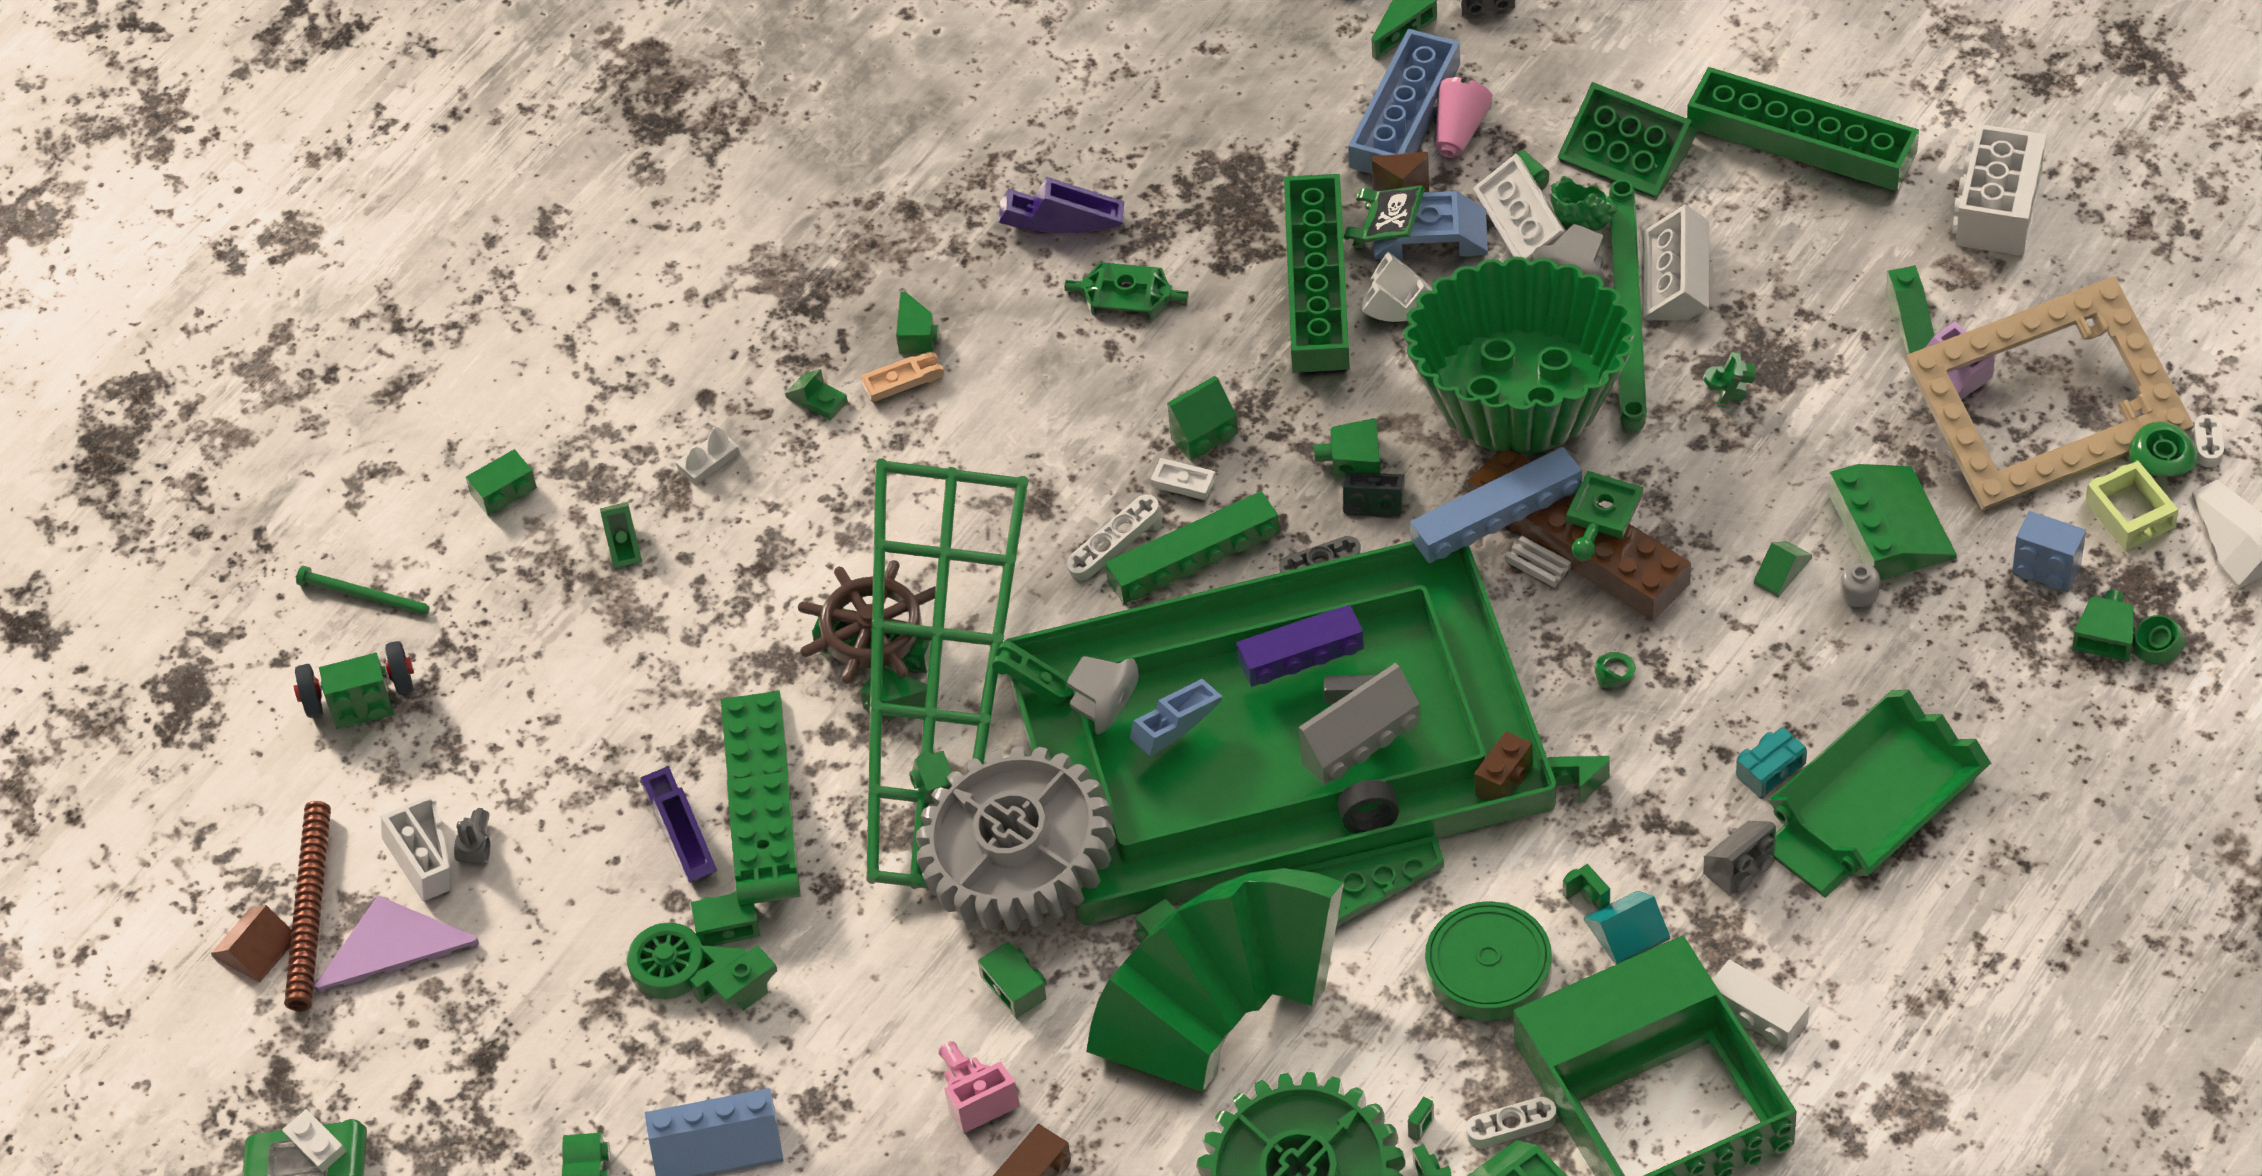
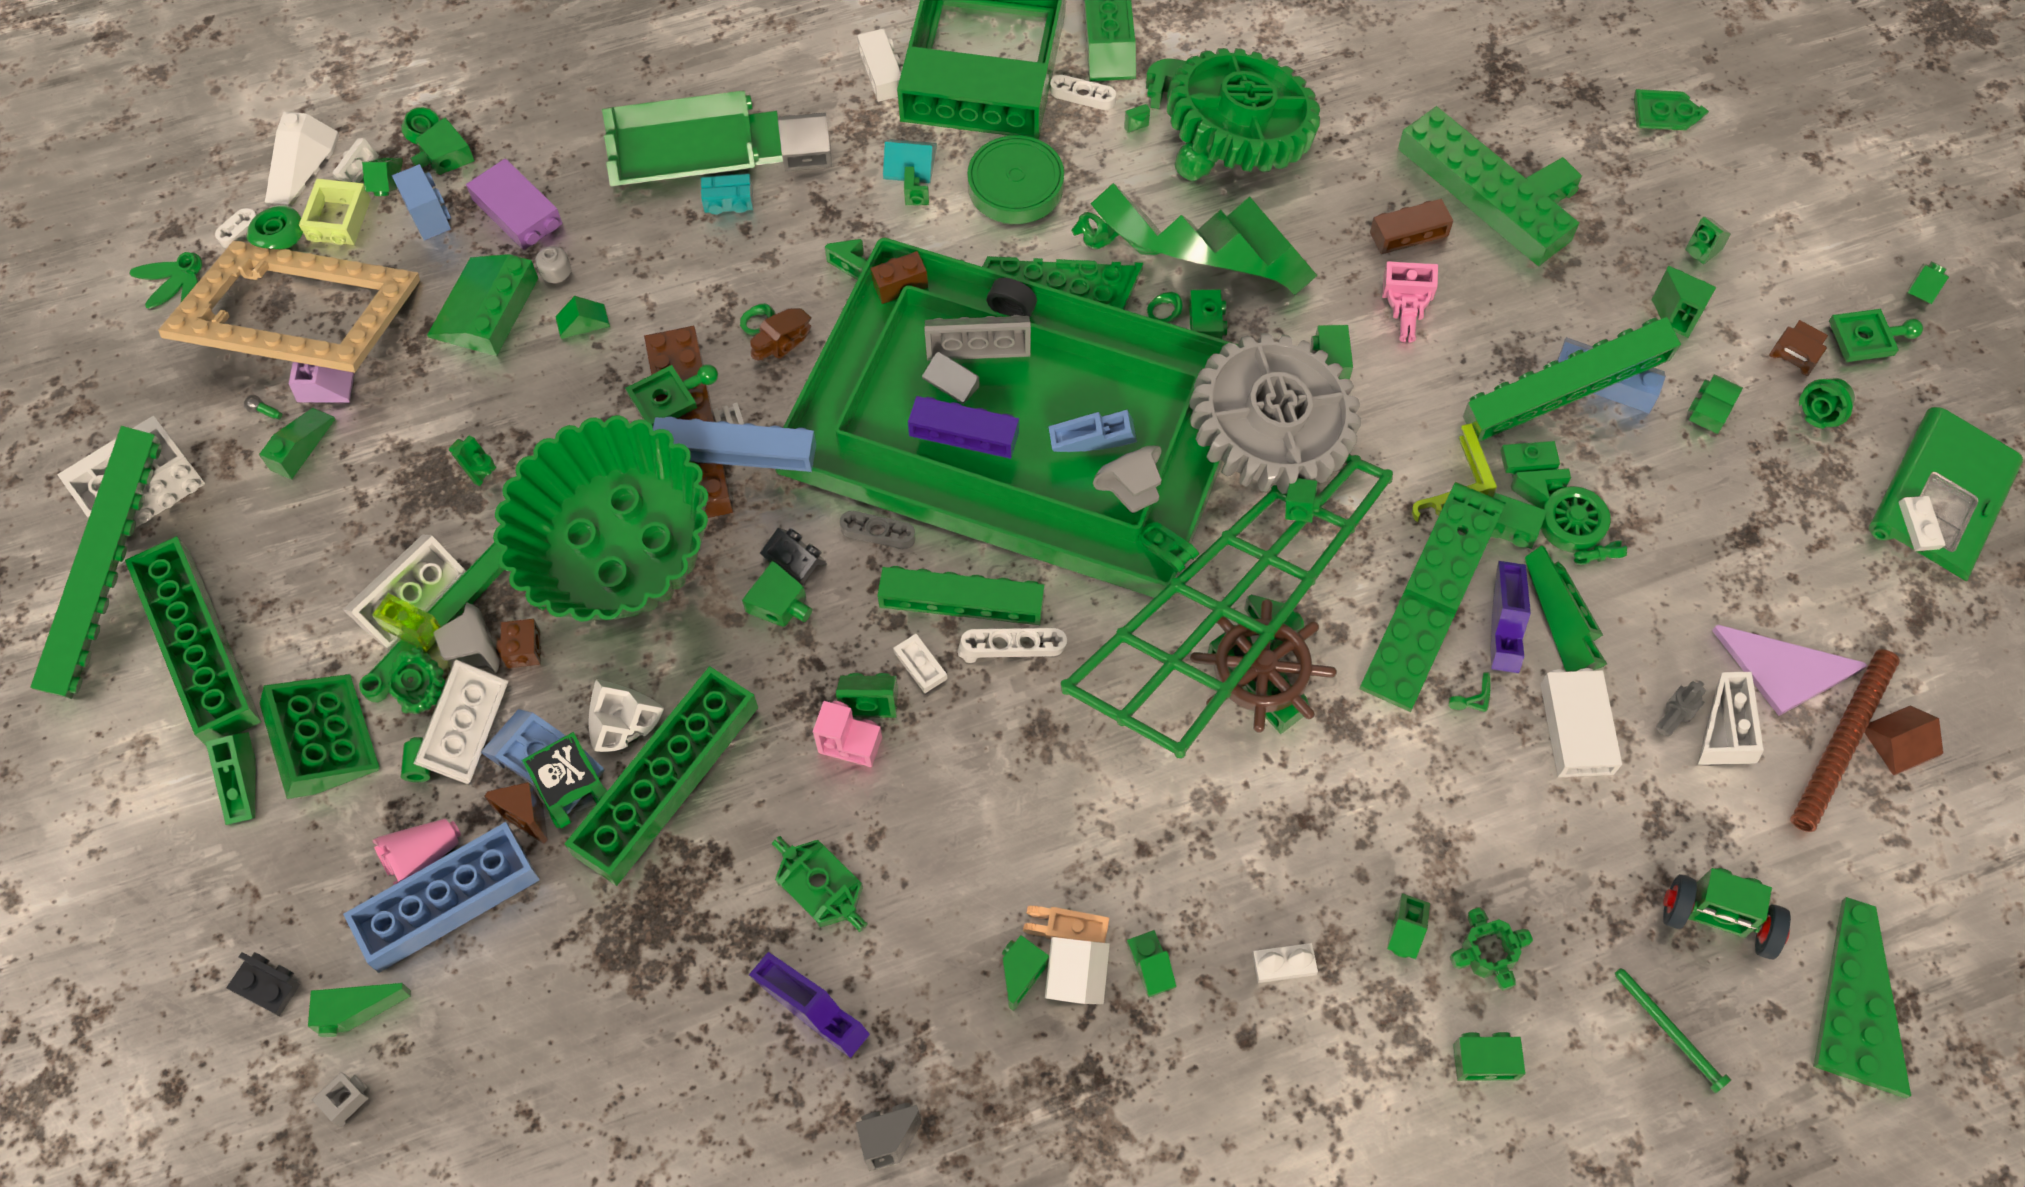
camera: 150 degrees left, 10 degrees up
(208, 696) = (1859, 1016): none -> green wing
(545, 573) = (1511, 942): none -> green piece
(560, 773) = (1580, 723): none -> white brick
(622, 944) = (1611, 550): none -> green piece
(624, 867) = (1566, 613): none -> green wedge
(679, 731) = (1461, 703): none -> green piece
(739, 1046) = (1572, 379): none -> green brick
(775, 936) = (1479, 468): none -> lime hinge
(864, 341) = (1077, 971): none -> white slope
(931, 165) = (887, 1135): none -> dark grey slope
(1199, 365) = (844, 737): none -> bright pink brick
(1349, 963) = (1097, 237): none -> green hair
(1572, 659) = (780, 333): none -> reddish brown hinge
(1632, 228) = (406, 622): none -> clear neon green brick
(1661, 81) = (234, 775): none -> green slope
(1932, 109) = (96, 563): none -> green brick
(1967, 619) = (514, 204): none -> medium lavender brick
(1987, 316) = (255, 404): none -> piece
(2133, 567) = (379, 173): none -> green slope
(2171, 559) = (350, 167): none -> white tile
(2202, 375) = (181, 274): none -> green plant

